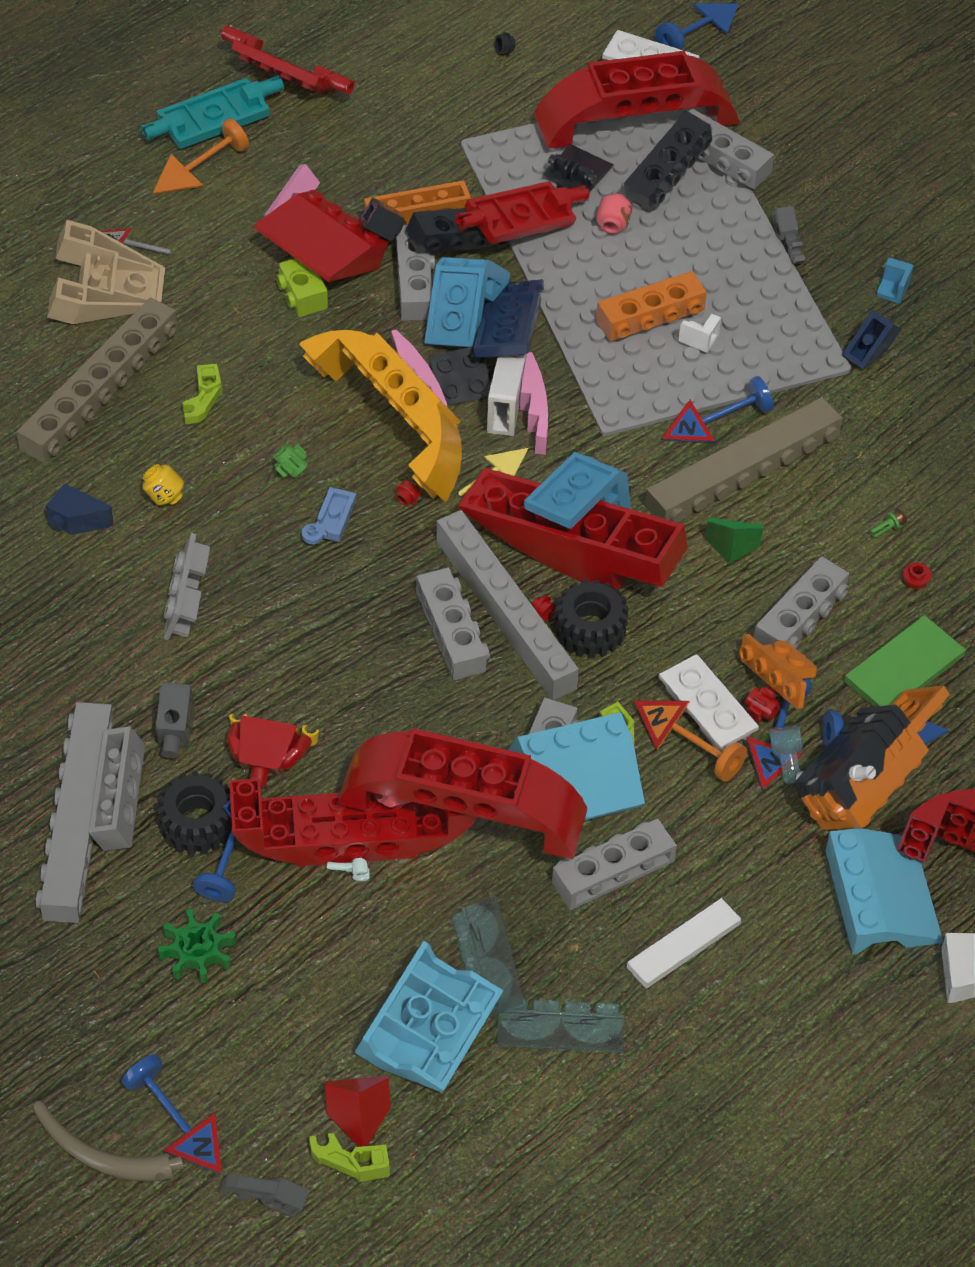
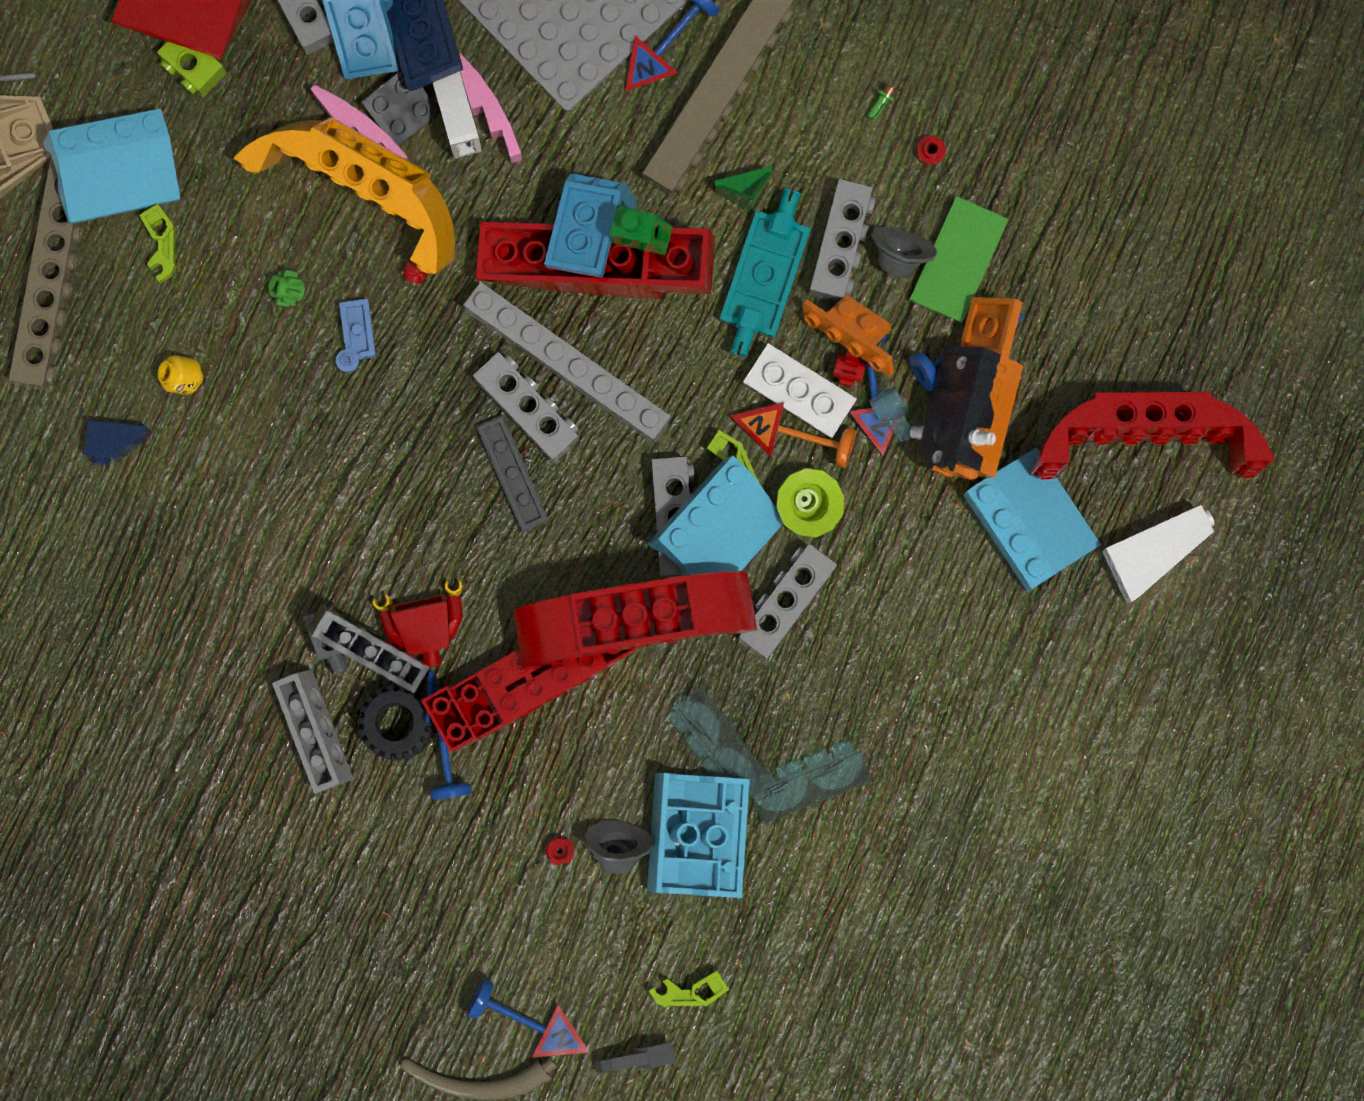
camera: 25 degrees left, 30 degrees up
(71, 843) = (299, 804): light grey brick -> none
(183, 590) = (270, 507): light grey brick -> none
(196, 319) = (113, 165): none -> medium azure piece
(196, 946) = (448, 851): green gear -> none
(204, 725) = (367, 648): none -> black brick
(289, 976) = (559, 842): none -> red plate
(344, 996) = (617, 845): none -> dark grey hat
(358, 868) = (565, 707): light aqua hand -> none
(358, 1105) = (675, 941): red slope -> none
(411, 672) = (512, 474): none -> dark grey tile
(503, 462) = (490, 189): light yellow piece -> none
(543, 607) = (602, 352): red plate -> none
(590, 636) = (648, 321): black tyre -> none
(621, 498) = (637, 230): none -> green torso
(679, 776) = (822, 505): none -> lime hat
(683, 943) = (880, 651): white tile -> none
(720, 606) = (765, 273): none -> teal plate
(850, 634) = (901, 251): none -> dark grey hat

